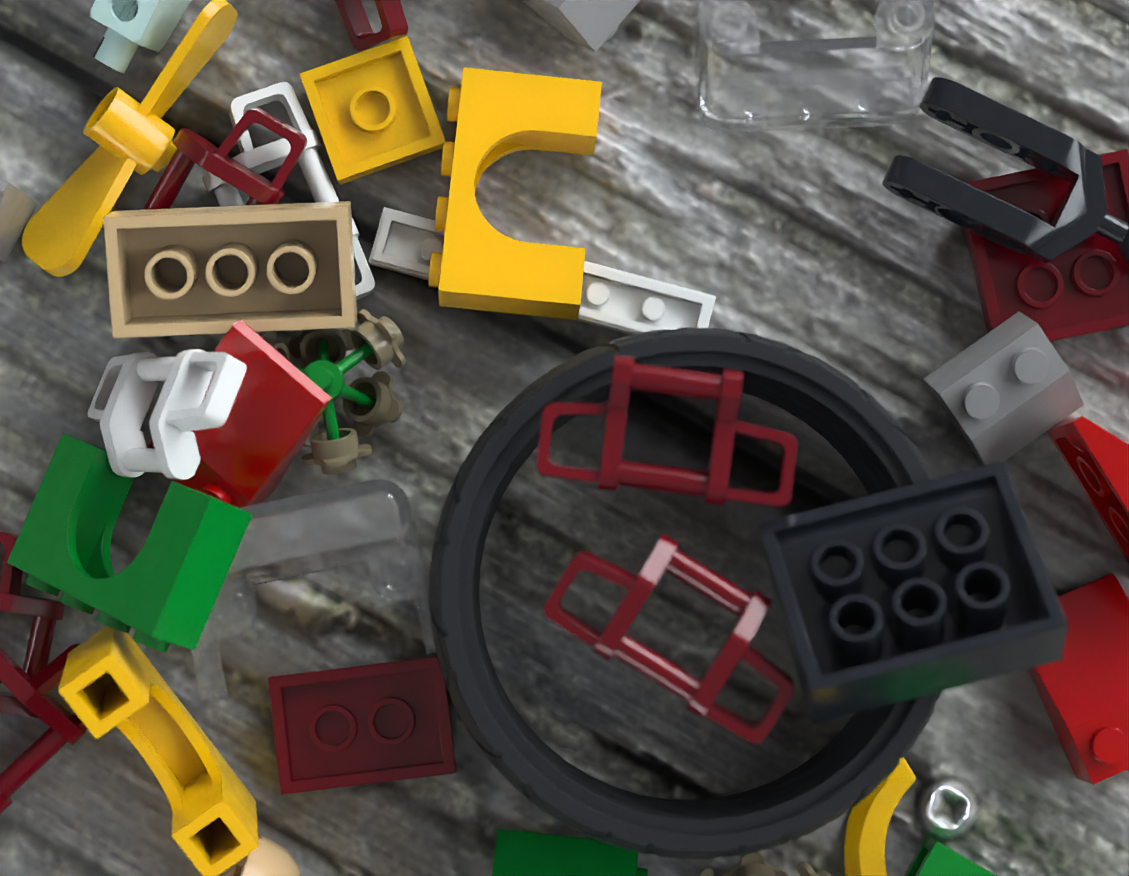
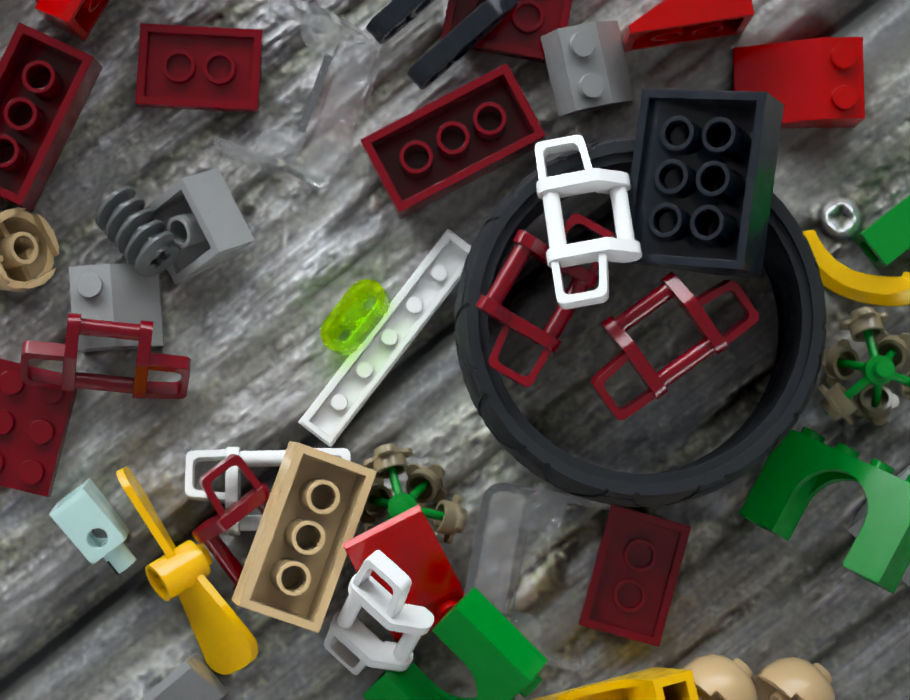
camera: 65 degrees left, 0 degrees up
(373, 110) = (230, 402): yellow plate -> none
(495, 118) = (363, 374): yellow arch -> none
(551, 218) = (352, 316): none -> clear neon green plate
(758, 490) = (601, 250): none -> white bar
(832, 253) = (453, 141): none -> dark red brick

